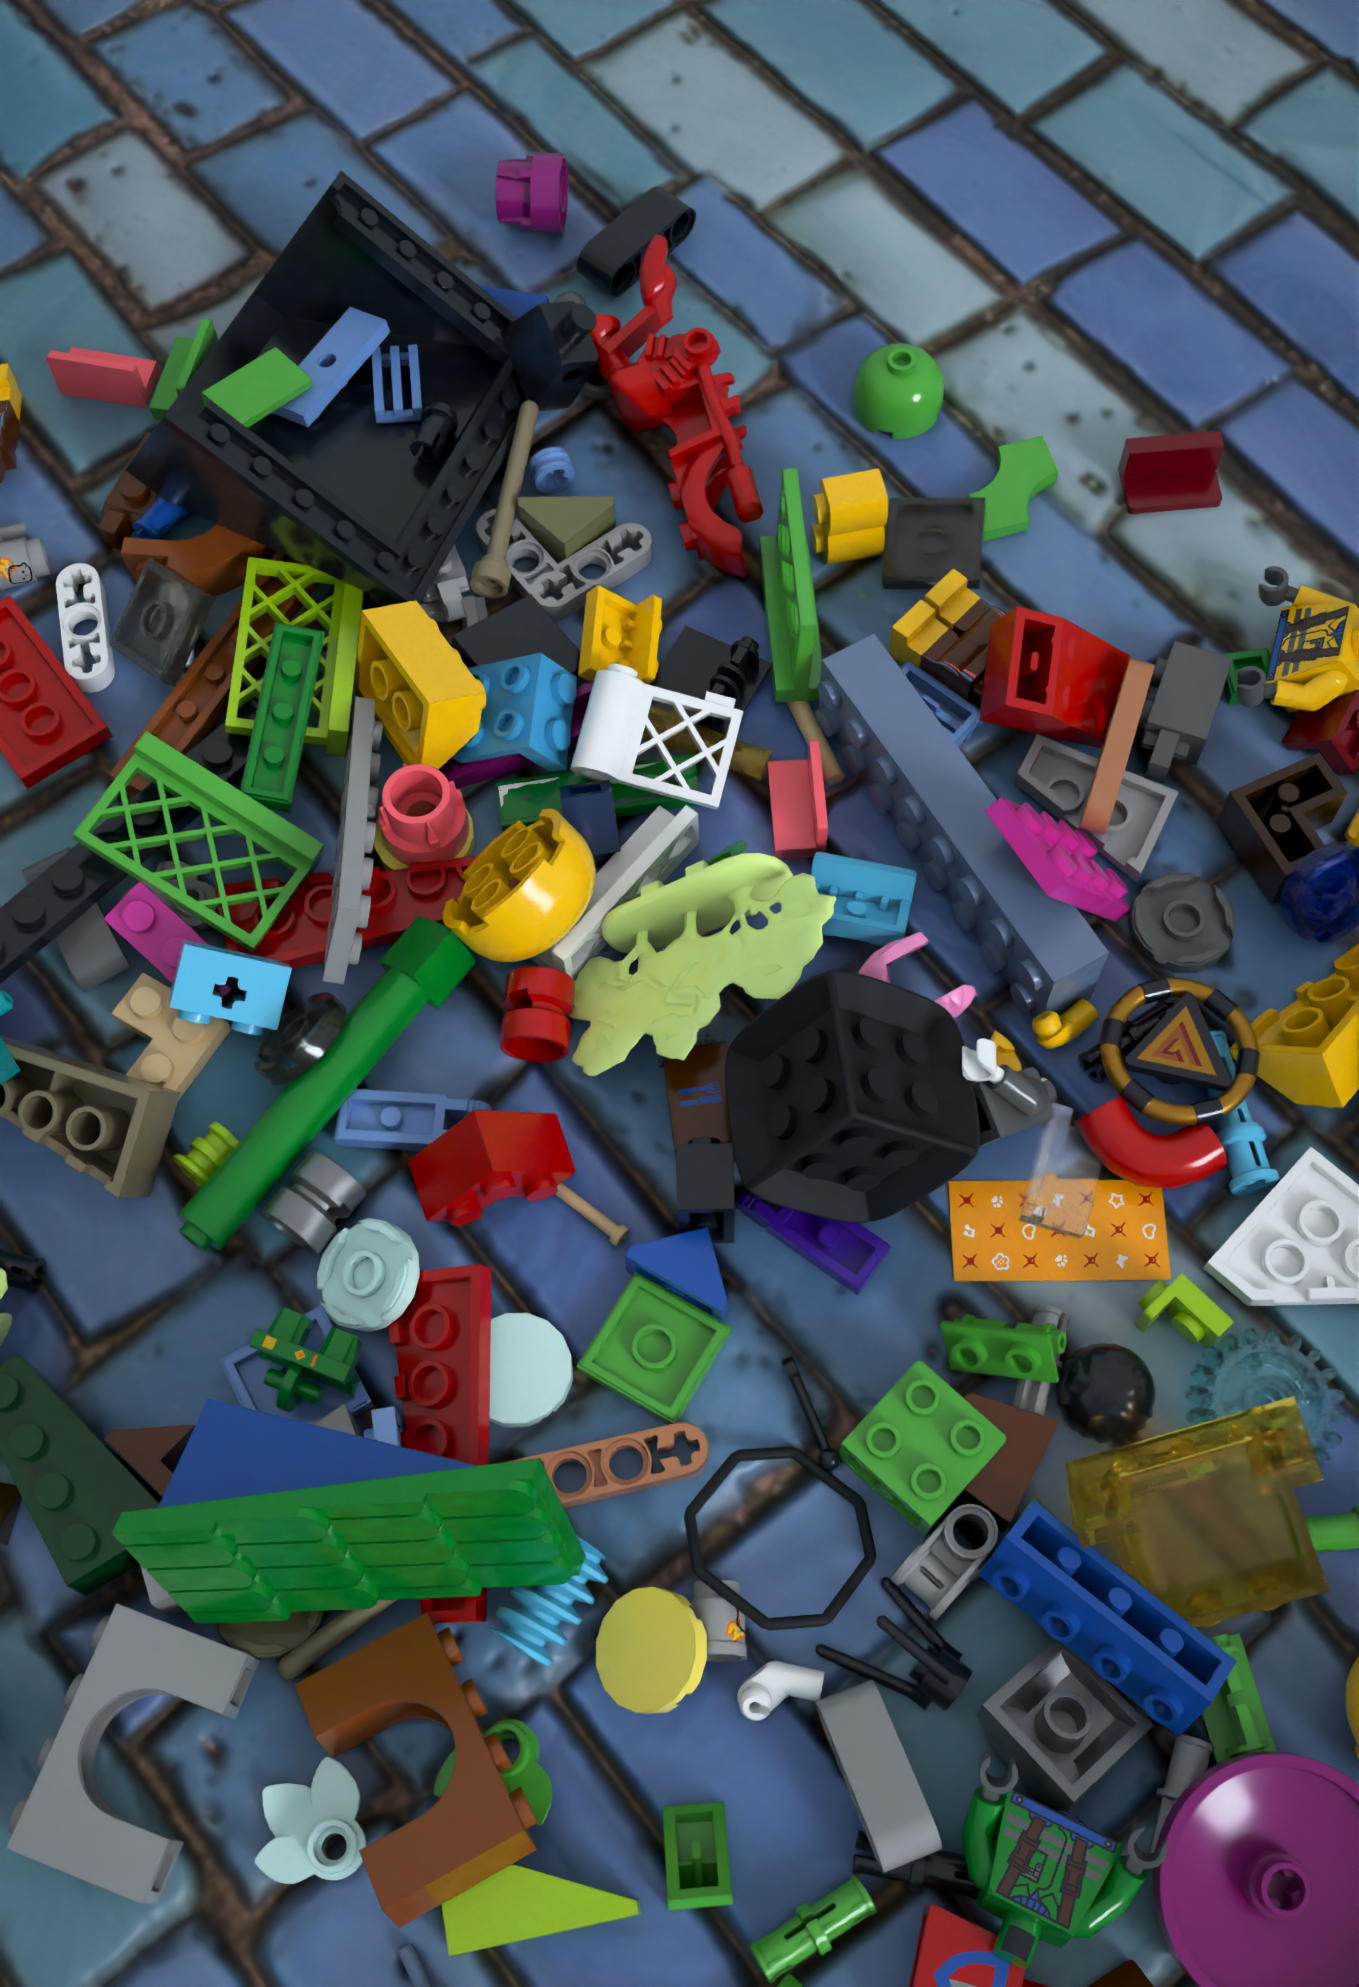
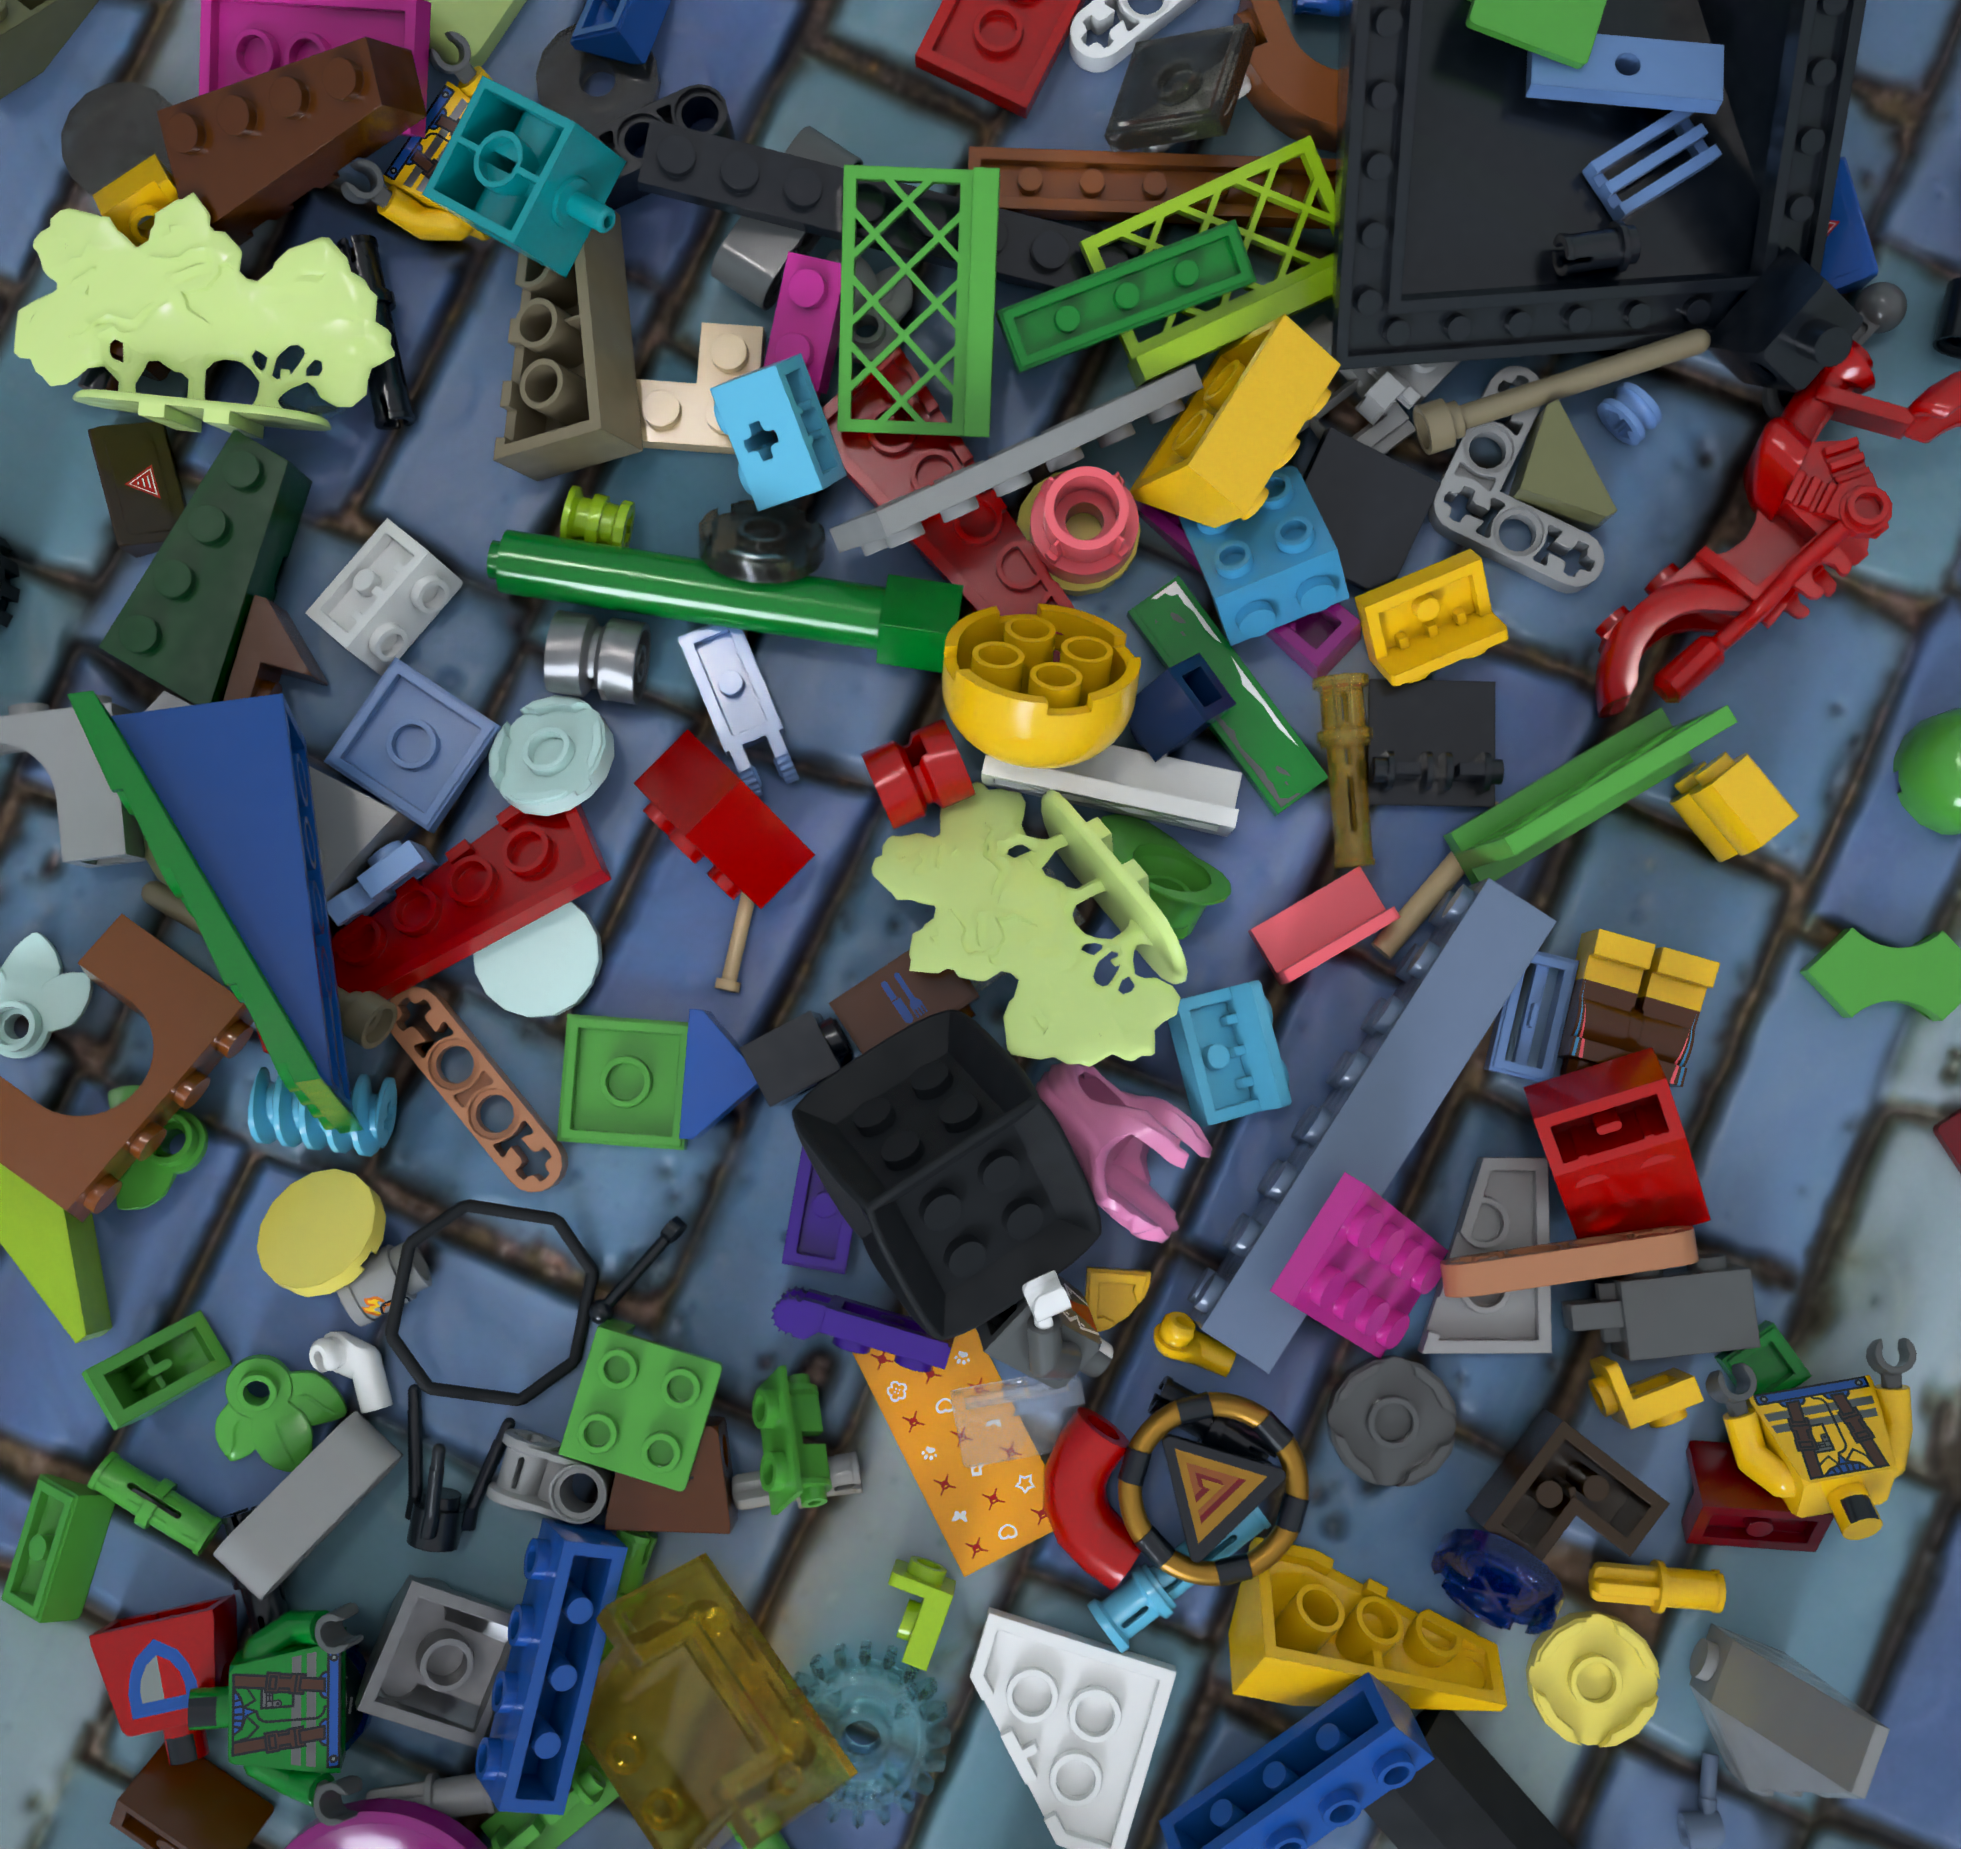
camera: 65 degrees right, 20 degrees up
(165, 1348) = (384, 597): none -> white bracket
(284, 1348) = (426, 774): green hips -> none
(616, 724) = (1299, 679): white piece -> none
(794, 1779) = (280, 1422): none -> bright green plate
(931, 539) = (1760, 917): clear smoke tile -> none
(938, 1256) = (859, 1328): none -> dark purple hinge
(1105, 1392) = (800, 1564): black hair -> none
(1241, 748) = (1653, 1400): none -> yellow bracket

